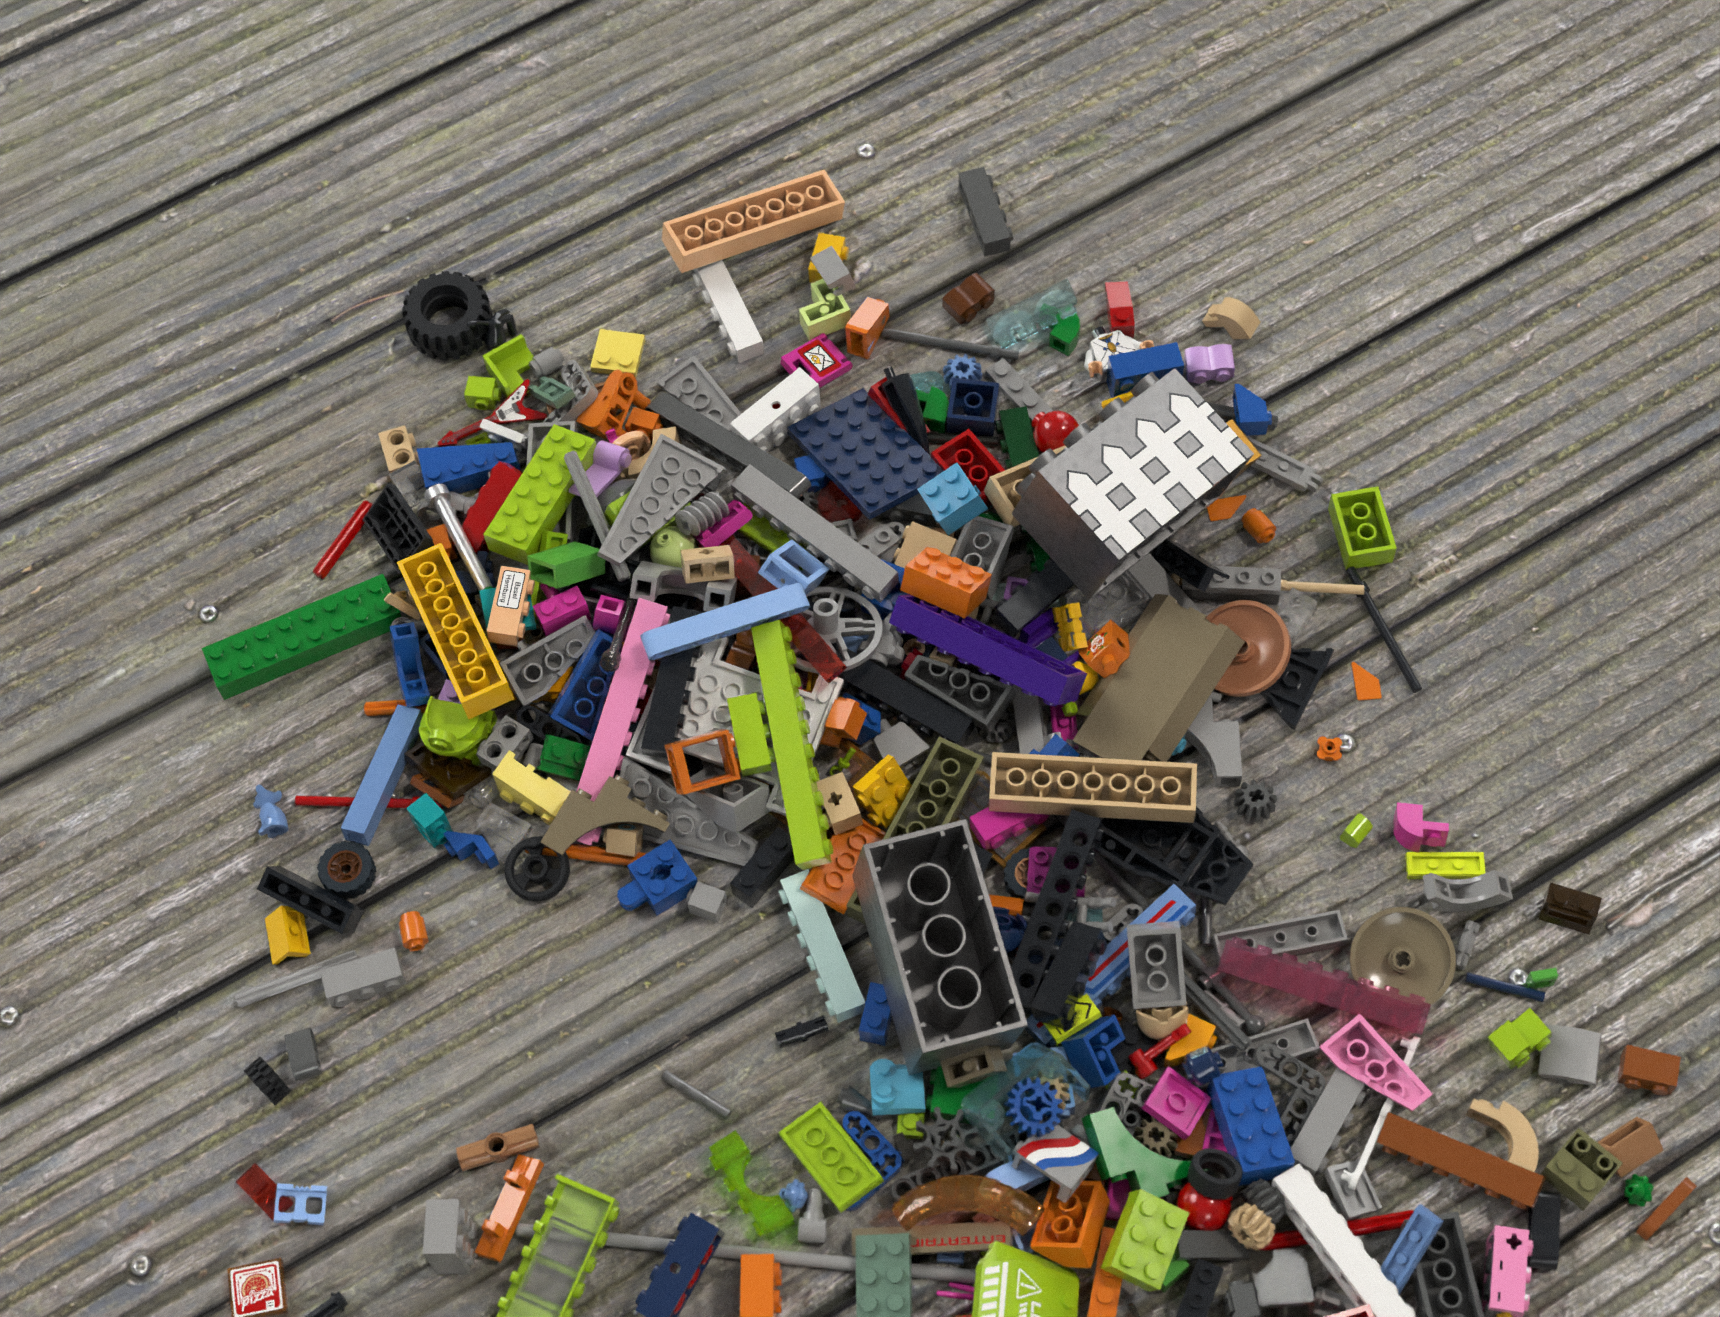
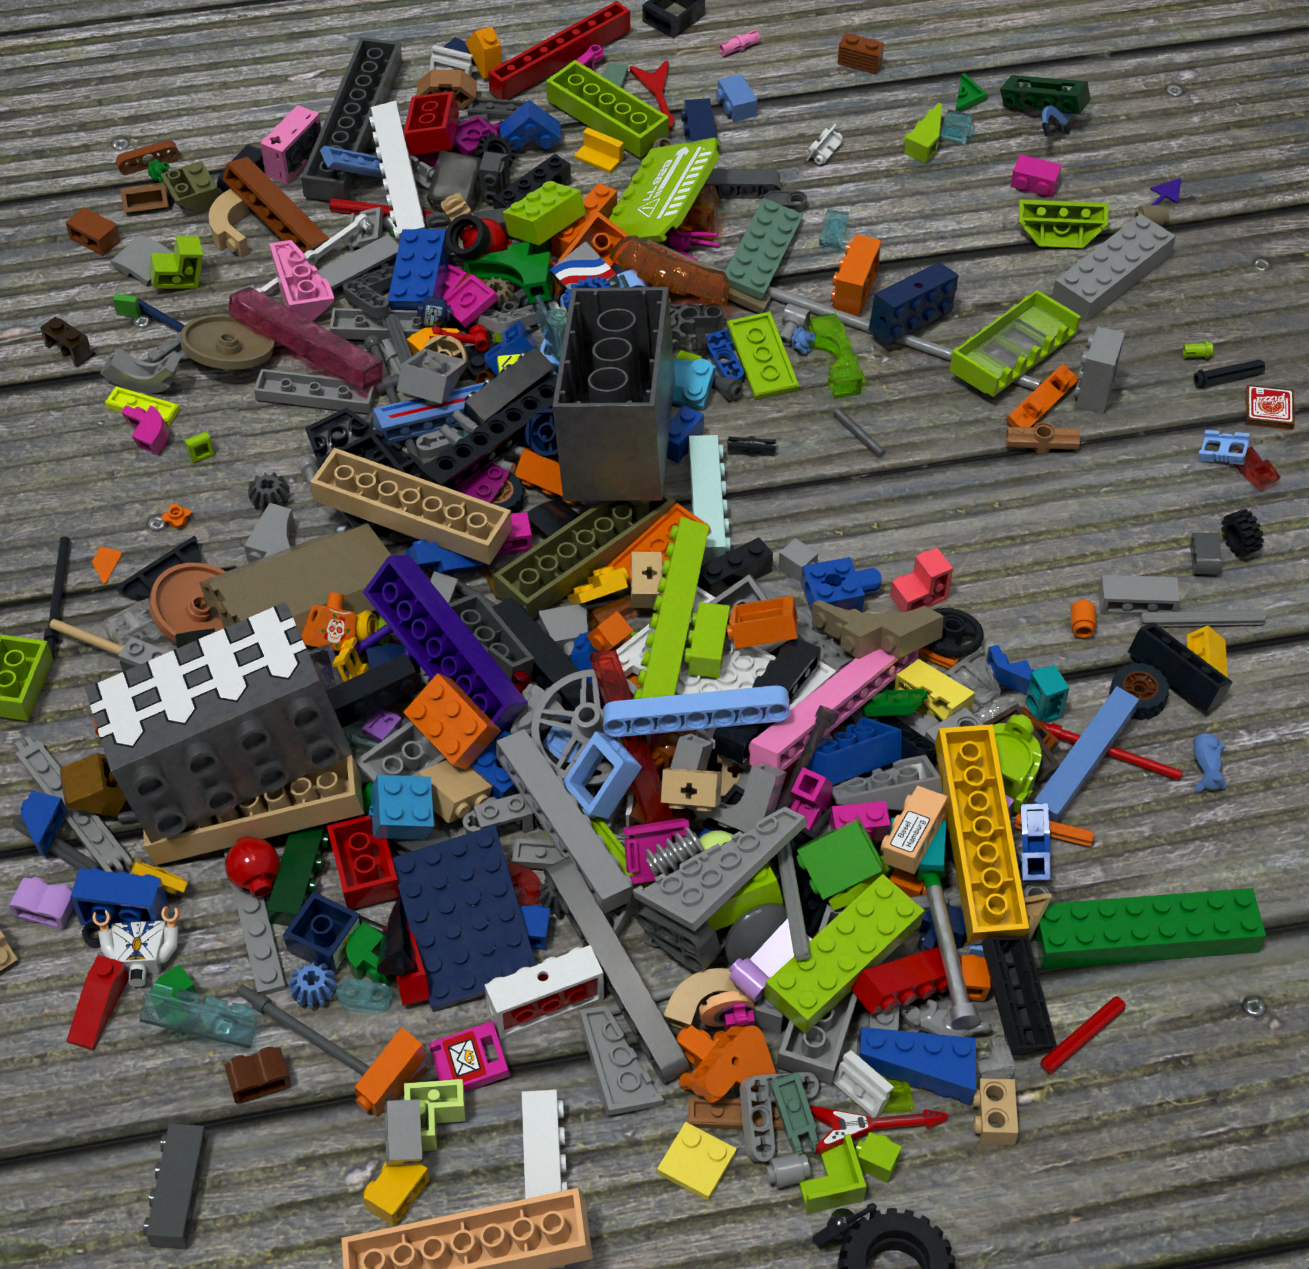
camera: 165 degrees left, 10 degrees down
(577, 908) = (925, 585): none -> coral brick

